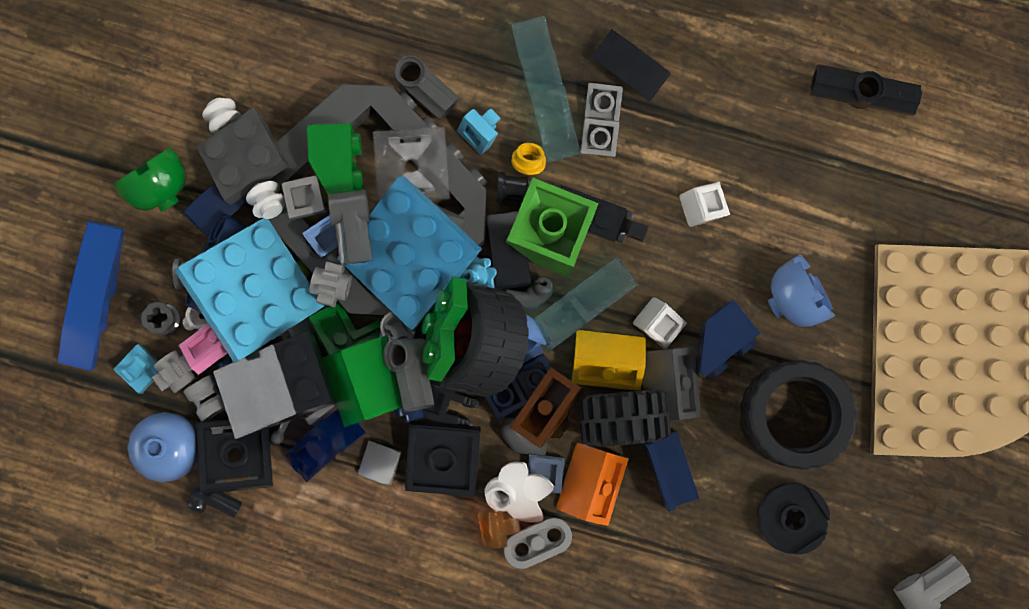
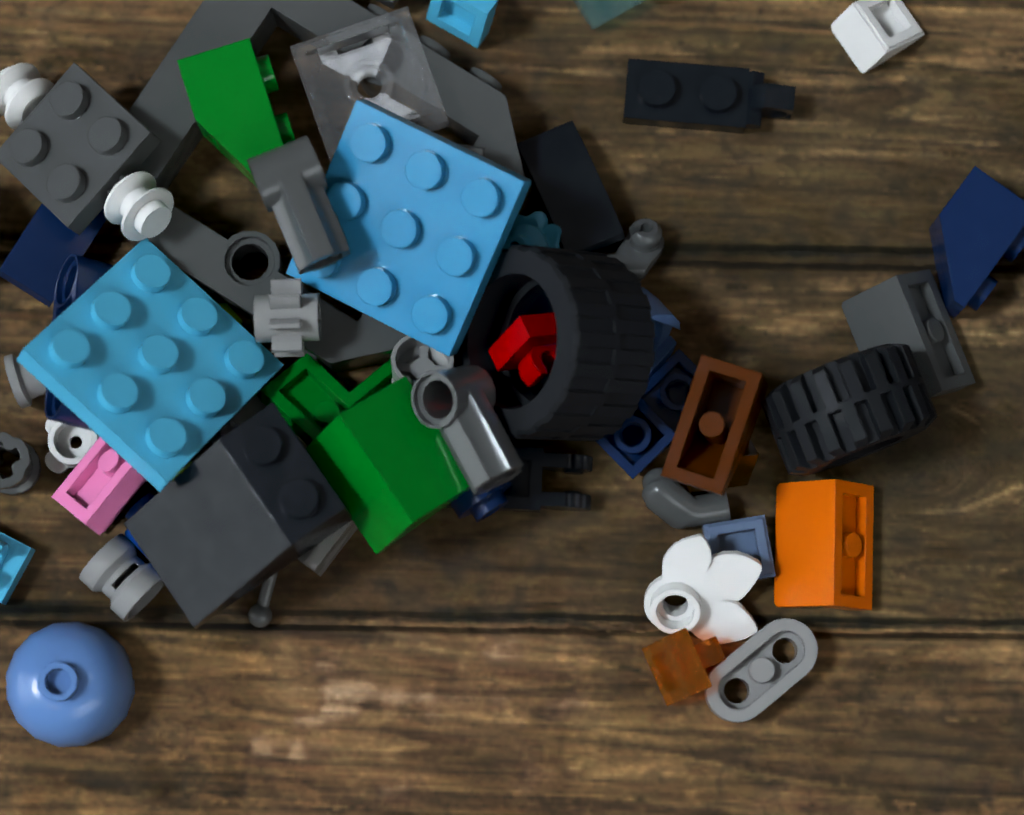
camera: 15 degrees left, 5 degrees down
(173, 372) = (54, 547): light grey gear -> none
(217, 468) = (172, 691): black piece -> none
(219, 501) = (180, 748): black arm -> none
(303, 197) = (202, 184): light grey tile -> none
(322, 237) = (253, 241): light blue slope -> none
(323, 445) = (345, 603): clear blue slope -> none
(380, 463) = (450, 609): light grey slope -> none
(440, 328) = (496, 330): green plate -> none
(442, 458) = (557, 570): black tile -> none
(512, 188) = (553, 85): black bush -> none
(529, 159) = (562, 30): yellow plate -> none
(551, 226) = (634, 128): bright green slope -> none
(584, 302) = (724, 243): clear light blue slope -> none
(609, 360) = (792, 326): yellow panel -> none
(659, 322) = (859, 244): white slope -> none
(671, 471) = (950, 486): dark blue panel -> none

